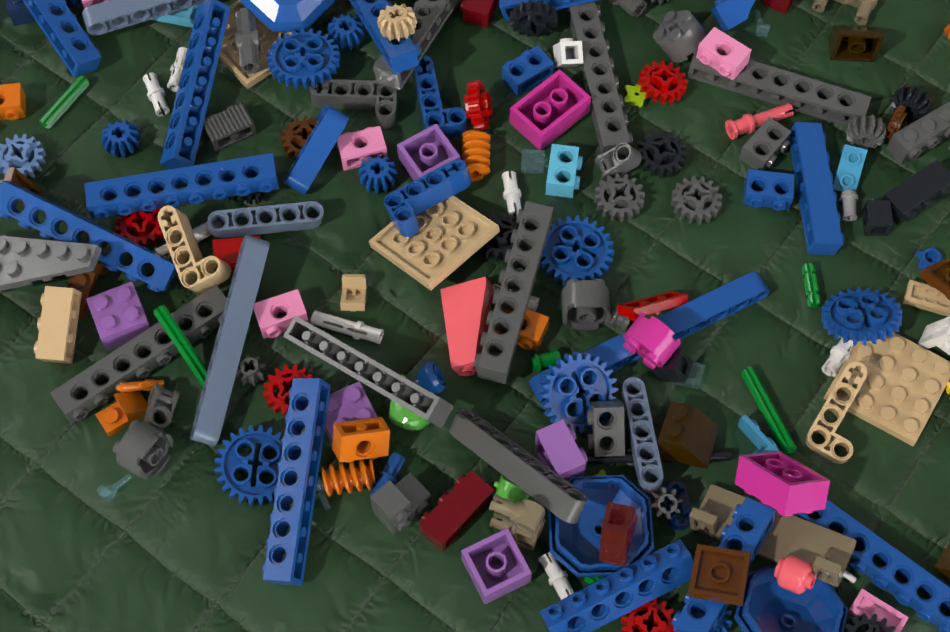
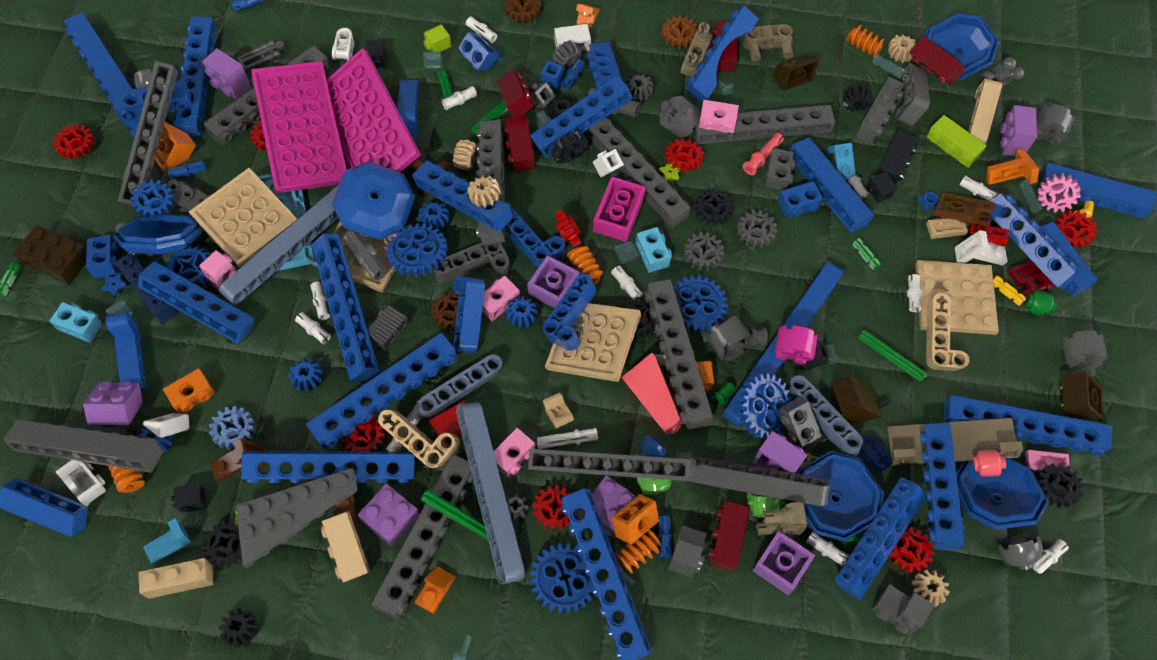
camera: 30 degrees left, 0 degrees up
(64, 102) = (241, 367): green axle -> none
(138, 385) = (442, 558): orange piece -> none
(143, 449) = (472, 611): dark grey brick -> none
(161, 404) = (463, 568): dark grey piece -> none
(530, 74) = (586, 188): blue brick -> none
(615, 162) = (686, 226): dark grey piece -> none
(617, 533) = (861, 496): clear red slope -> none
(652, 305) = (776, 318): red plate -> none
(671, 507) = (871, 455): dark grey gear -> none
(719, 574) = (947, 489): reddish brown plate -> none
(752, 431) = (907, 381): dark azure bracket -> none
(782, 483) = (943, 402): dark pink brick -> none
(845, 320) = (916, 260): blue gear -> none
(866, 131) = (840, 130): dark grey gear -> none
(896, 122) = (856, 116): reddish brown gear -> none

